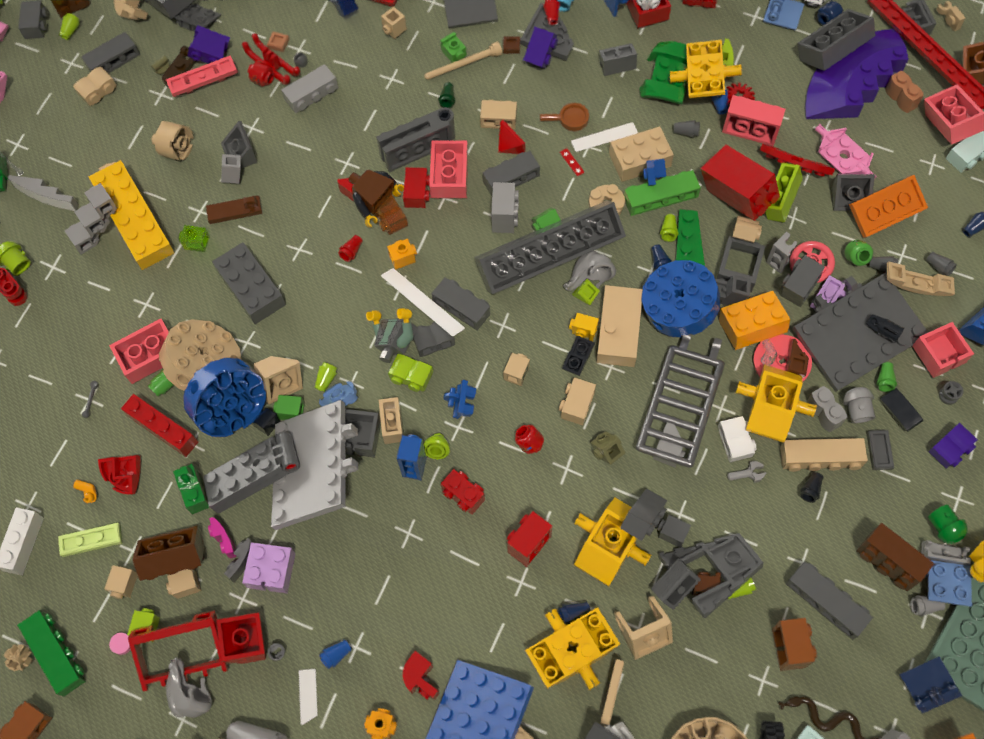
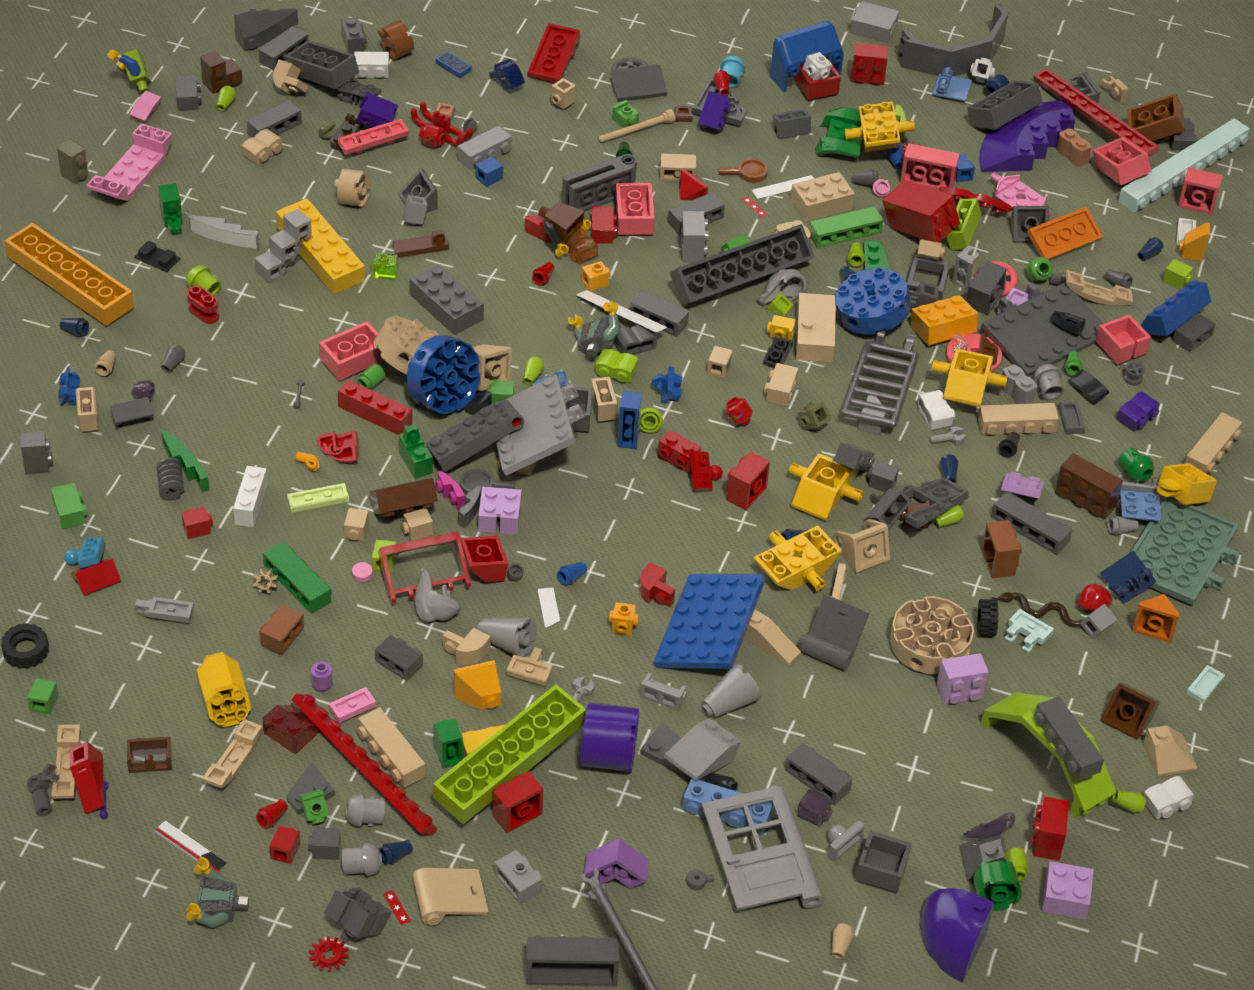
camera: 10 degrees left, 20 degrees down
(255, 524) = (481, 478): none -> dark grey piece
(311, 118) = (489, 171): none -> blue brick
(483, 521) = (702, 471): none -> red plate
(654, 170) = (838, 205): blue bracket -> none
(702, 141) = (881, 187): none -> bright pink plate
(745, 520) = (949, 467): none -> dark blue cone
(790, 119) = (965, 169): none -> blue brick
(822, 550) = (1021, 485): none -> lavender plate
(891, 716) = (1094, 596): none -> red hair

